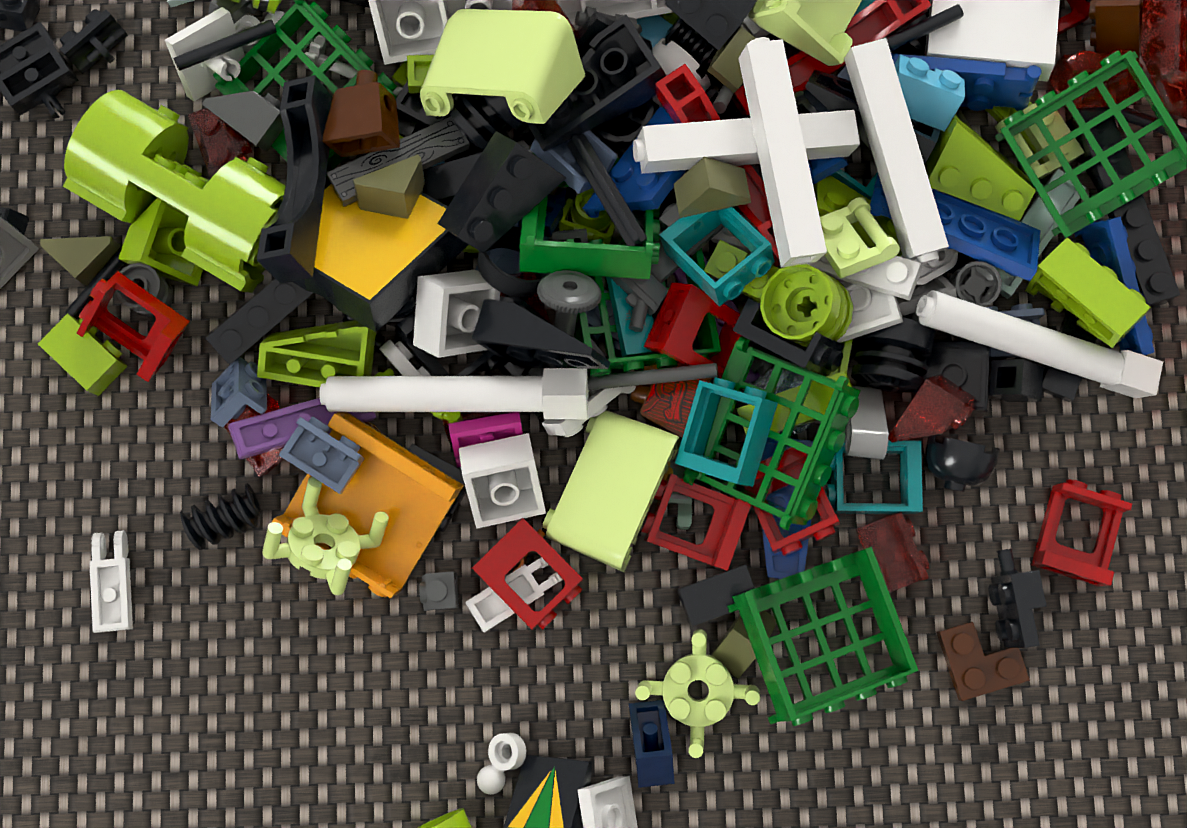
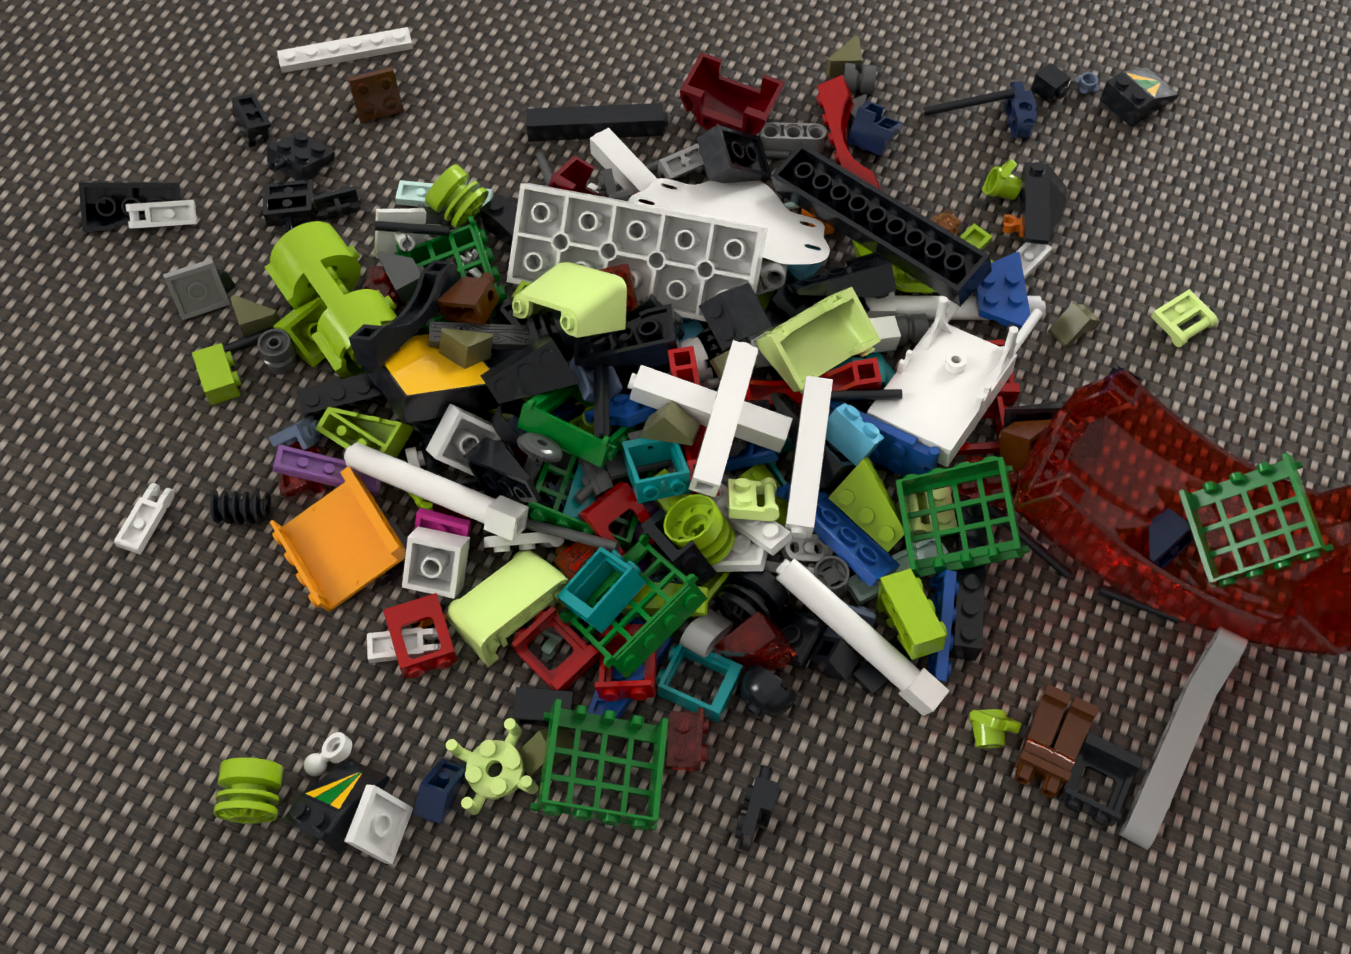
camera: 25 degrees right, 20 degrees down
(162, 337) = (262, 388): red window -> none
(322, 455) = (326, 491): sand blue bracket -> none
(328, 529) = (305, 546): yellowish green plate -> none
(439, 591) = (351, 616): dark grey brick -> none
(974, 672) = (704, 852): reddish brown plate -> none
(1072, 563) = (816, 807): red window -> none

